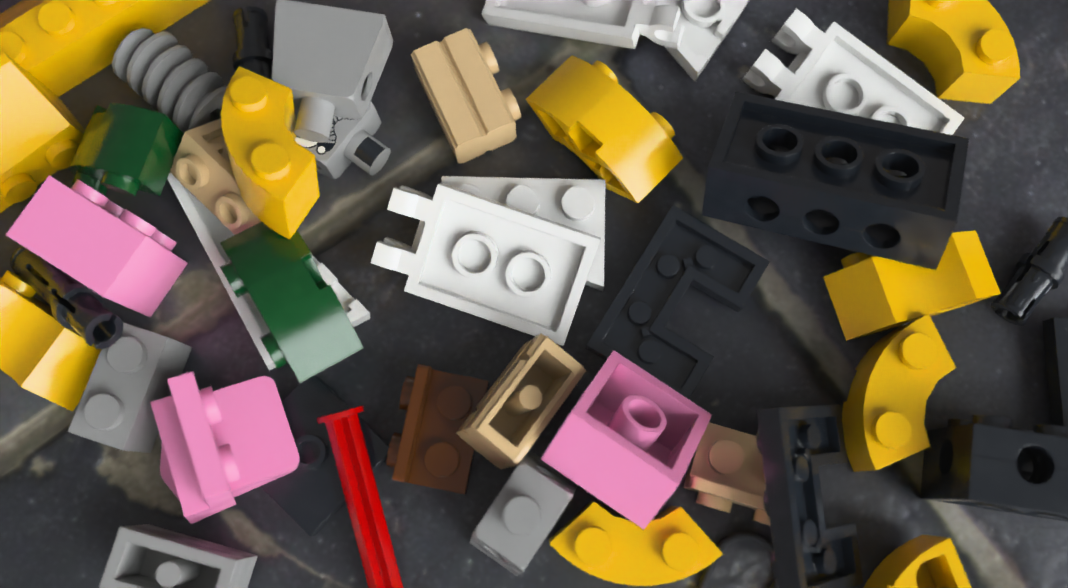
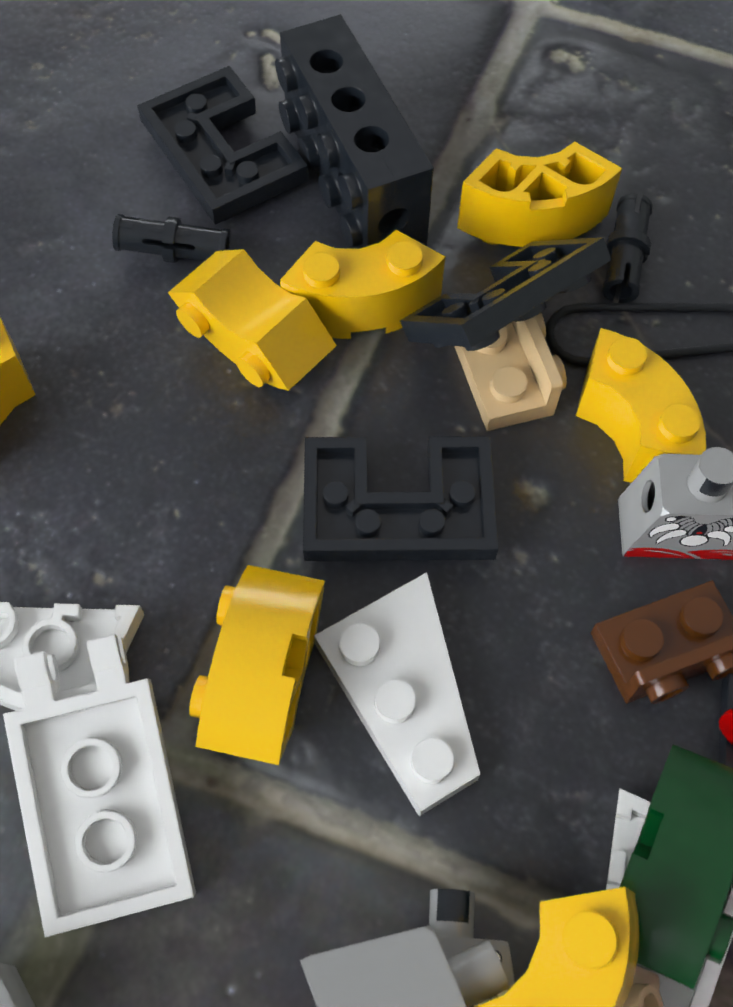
camera: 125 degrees left, 15 degrees down
(465, 94) = (310, 842): tan brick -> none
(490, 260) = (481, 702): white tile -> none
(521, 402) = (602, 565): tan brick -> none
(628, 440) = (564, 451): bright pink brick -> none
(837, 179) = (197, 408): black brick -> none
(845, 77) = (87, 457): white tile -> none

